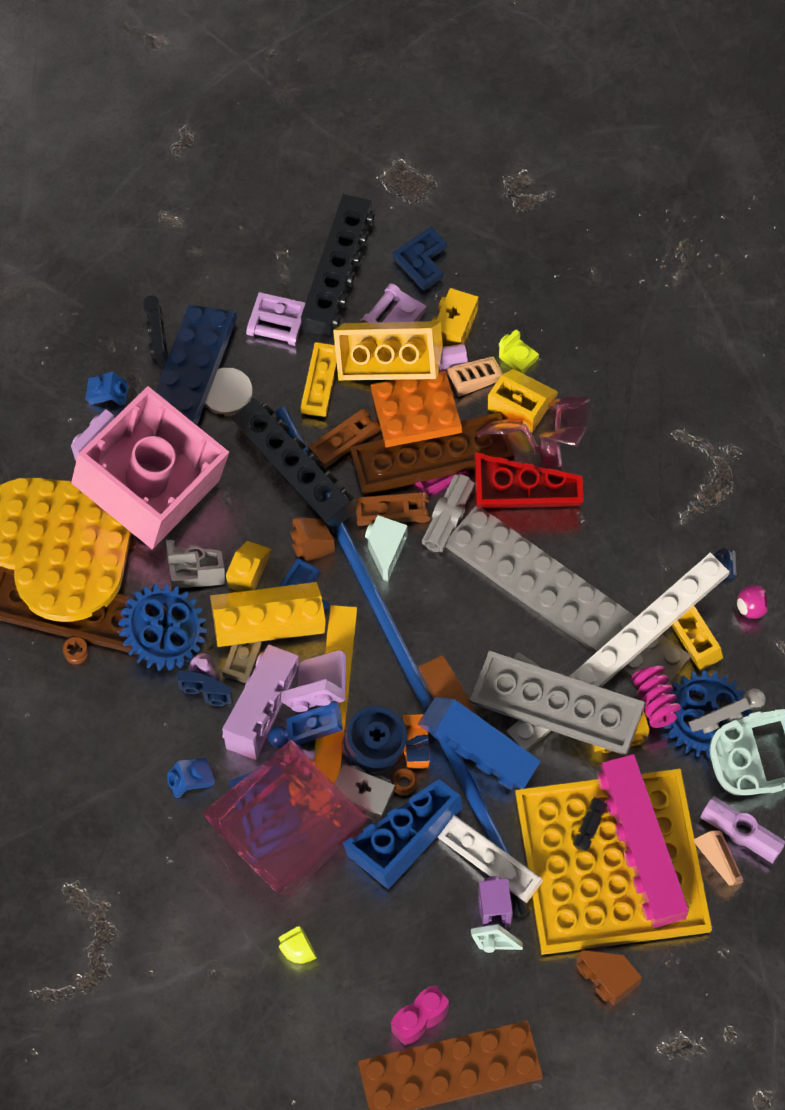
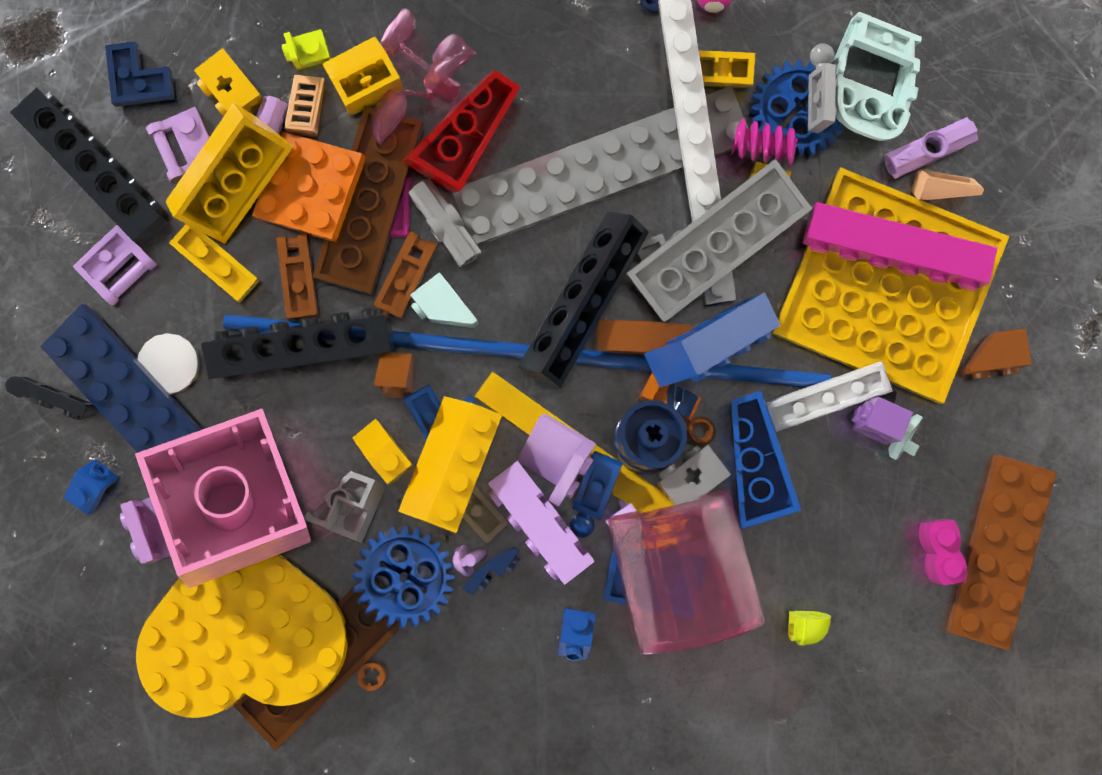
camera: 65 degrees left, 20 degrees up
(451, 634) = (584, 299): none -> black brick
(589, 824) = (851, 284): black axle -> none

